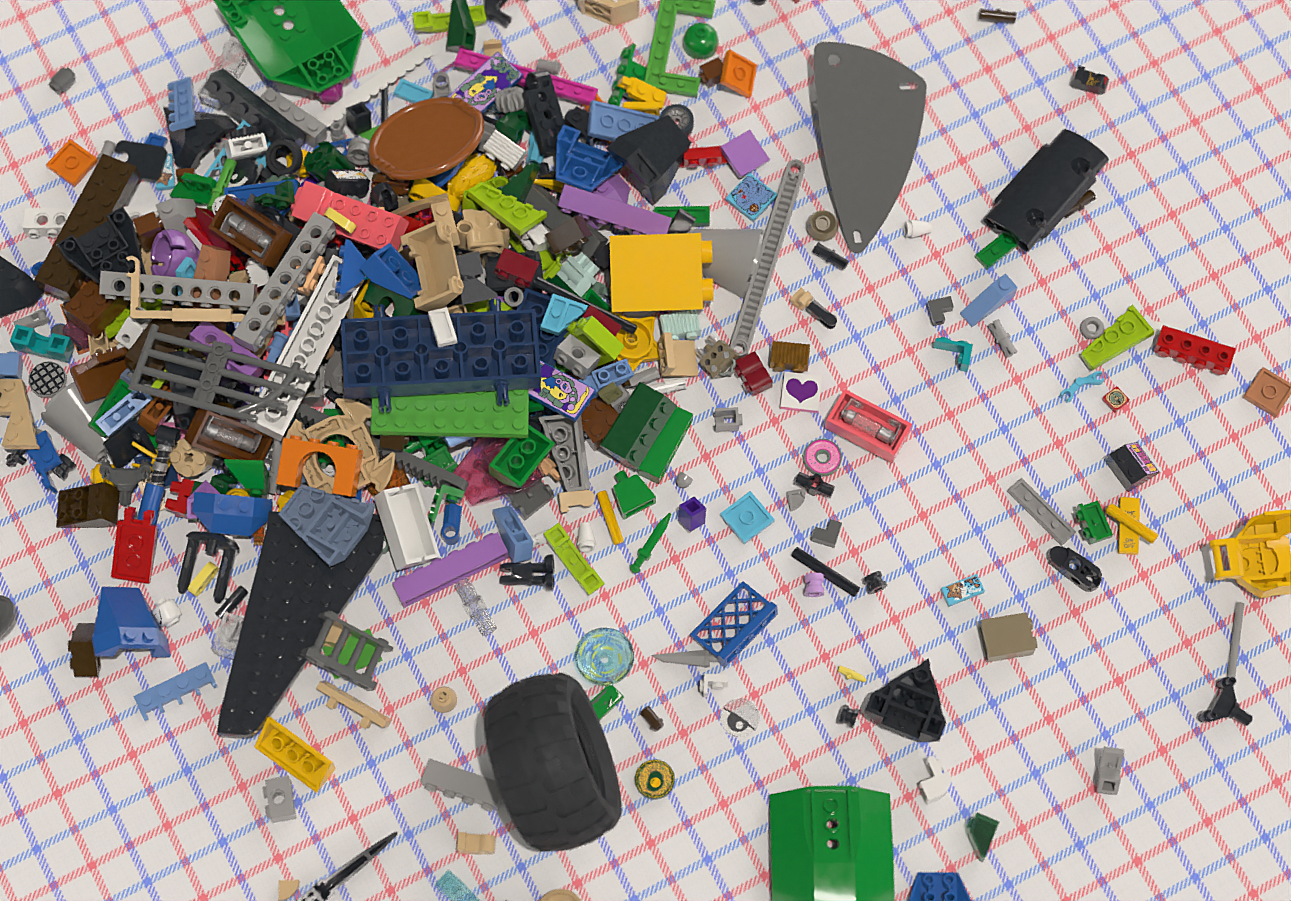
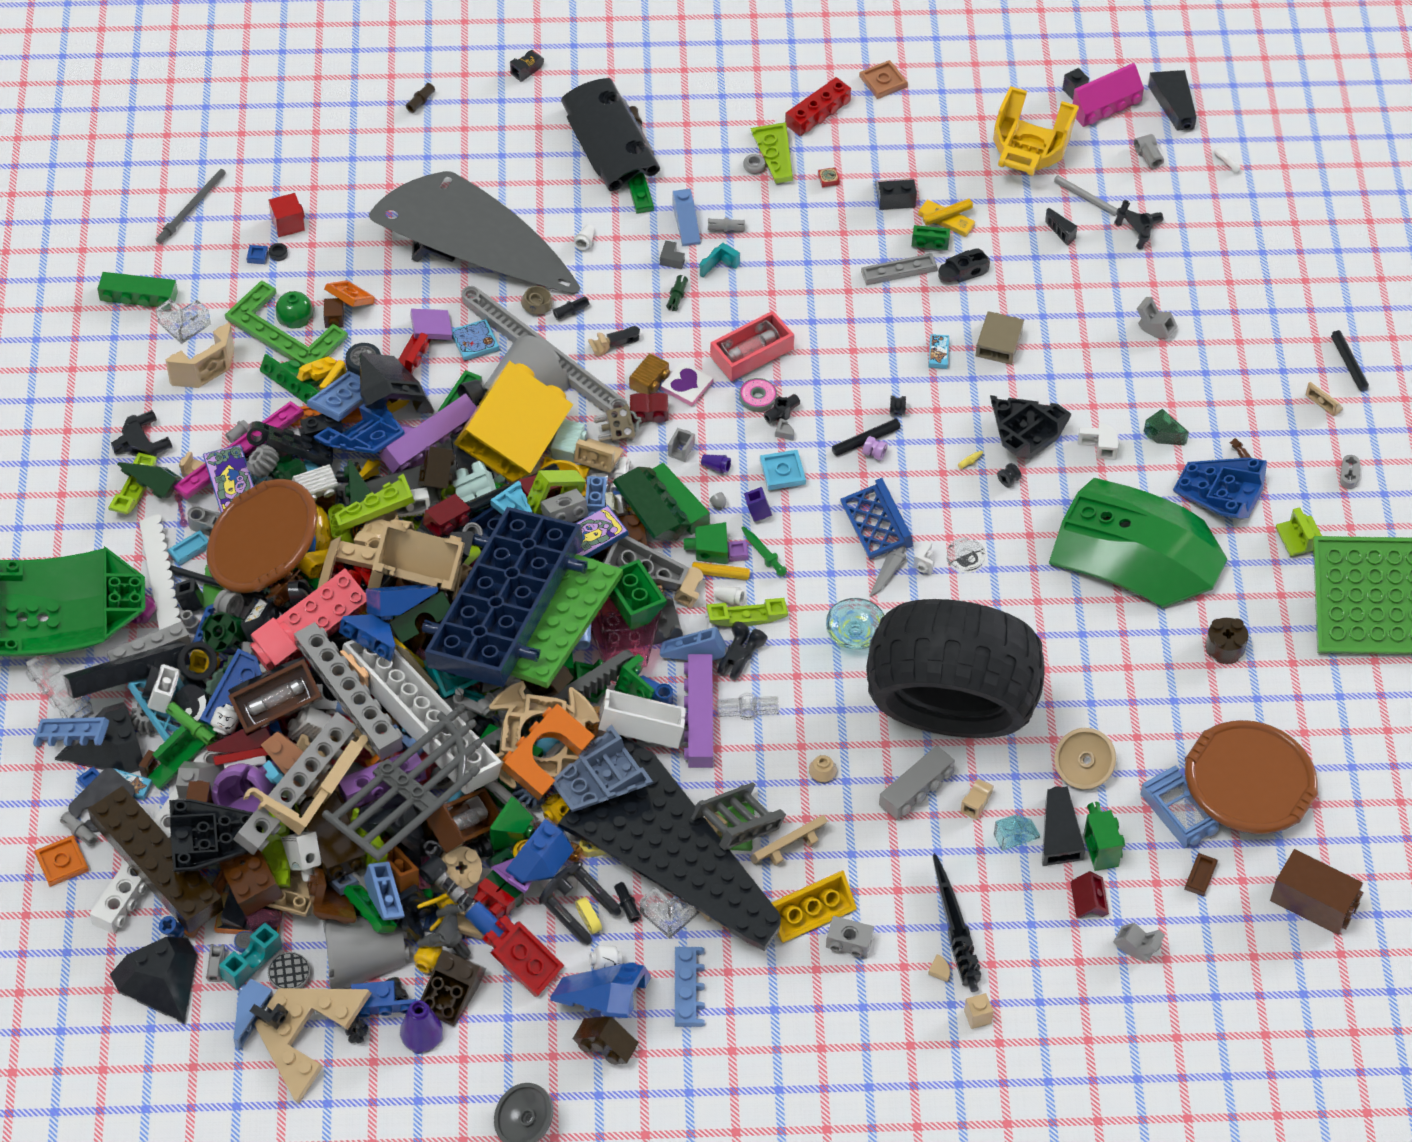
camera: 65 degrees left, 15 degrees down
(36, 503) = (420, 1028): none -> dark purple cone
(282, 199) = (251, 662): dark green bracket -> none
(340, 220) = (319, 616): light yellow beam -> none
(442, 327) = (484, 576): white tile -> none
(640, 521) = (737, 551): none -> medium lavender tile
(724, 459) = (718, 463): none -> dark purple cone
(829, 536) = (833, 420): dark grey piece -> none
(898, 334) = (677, 292): none -> dark green pin
(1079, 382) = (800, 185): medium azure piece -> none
(1176, 638) = (1061, 226): none -> black slope

